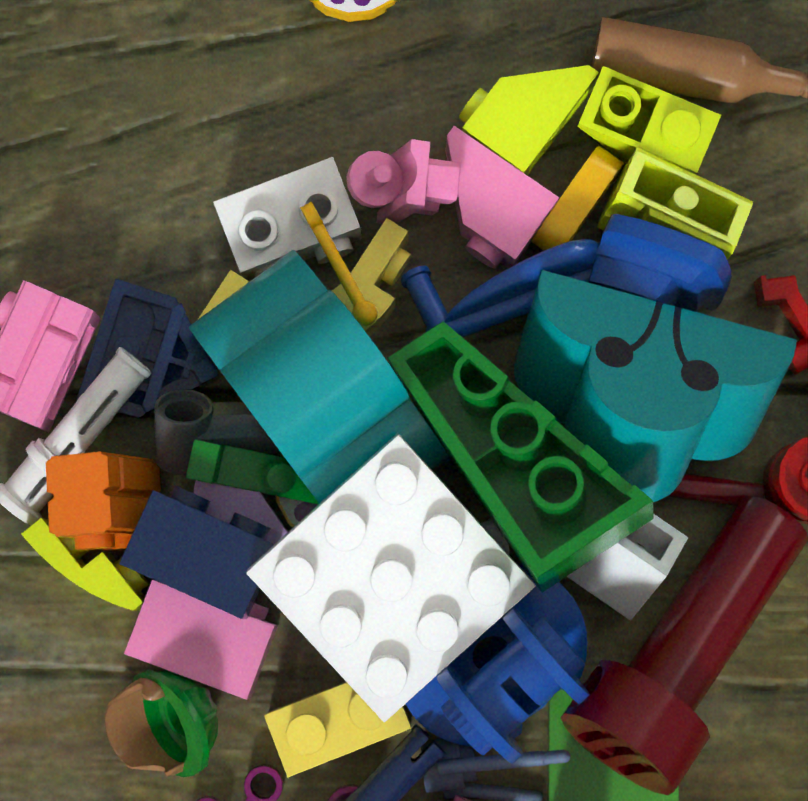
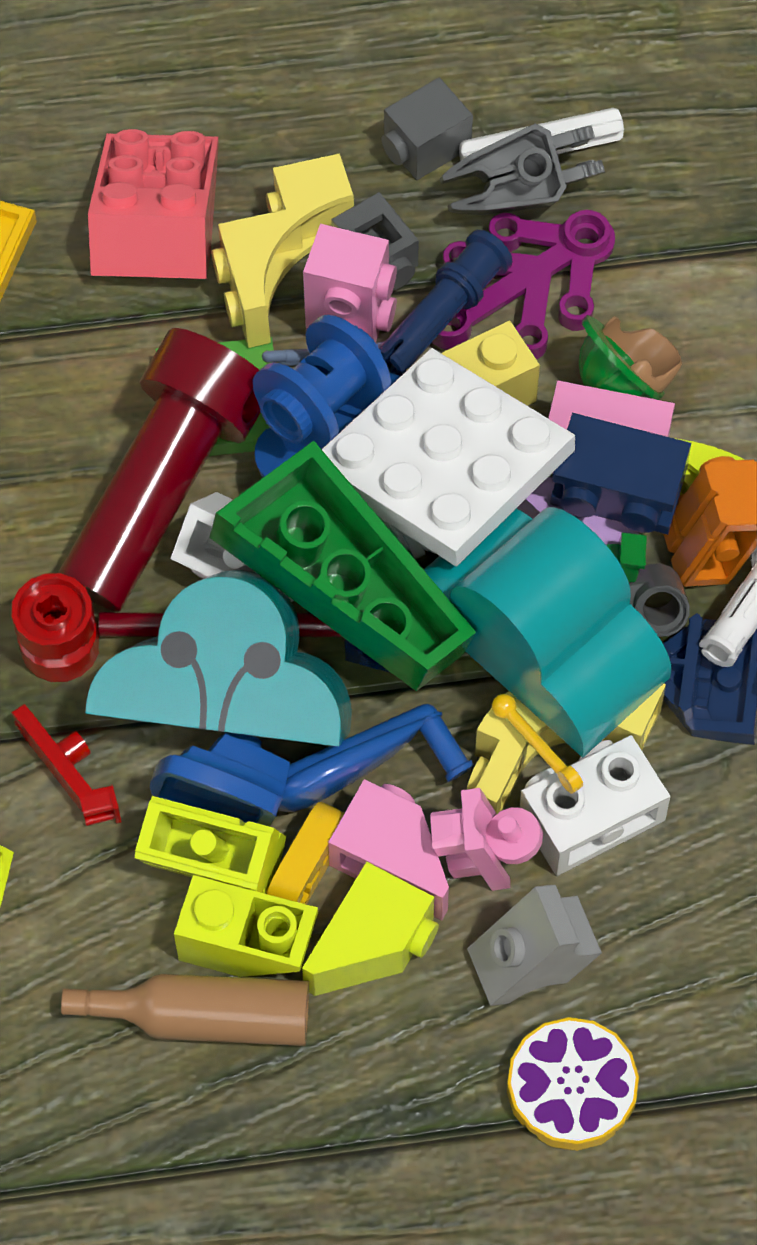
camera: 175 degrees right, 20 degrees down
(369, 75) = (534, 946): none -> light grey brick

